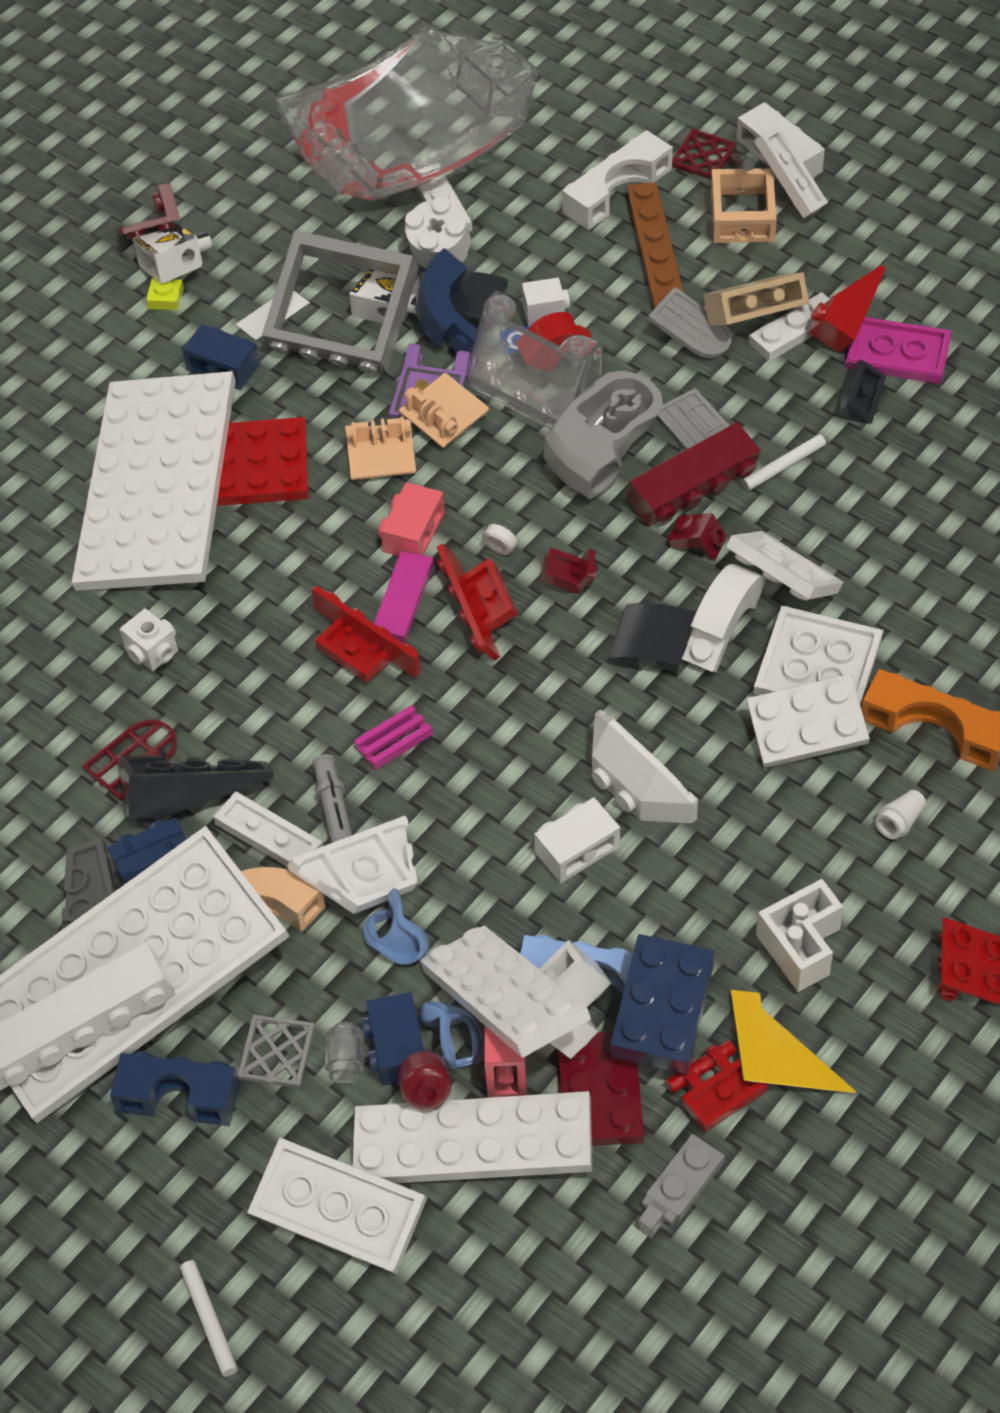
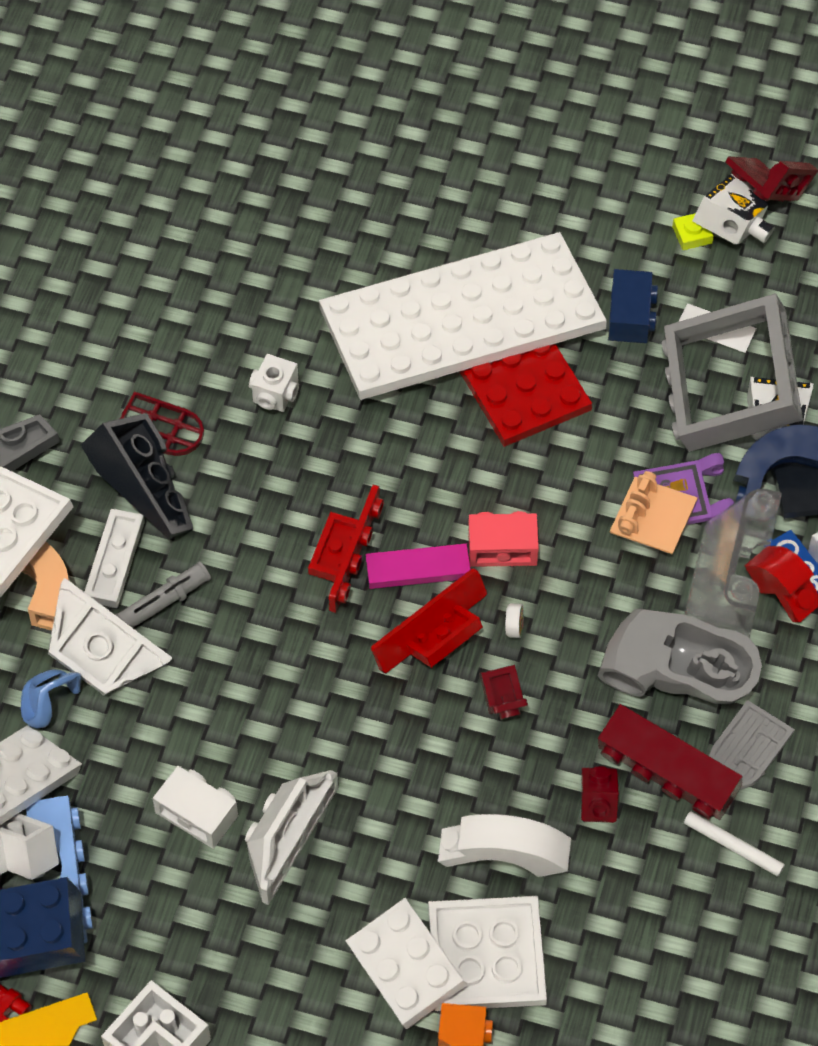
camera: 65 degrees right, 5 degrees up
(137, 852) = (55, 471): dark blue brick -> none
(380, 449) = (583, 481): light nougat hinge -> none
(389, 733) = (262, 607): dark pink tile -> none
(652, 636) = (454, 791): black slope -> none
(784, 565) = (585, 881): white plate -> none

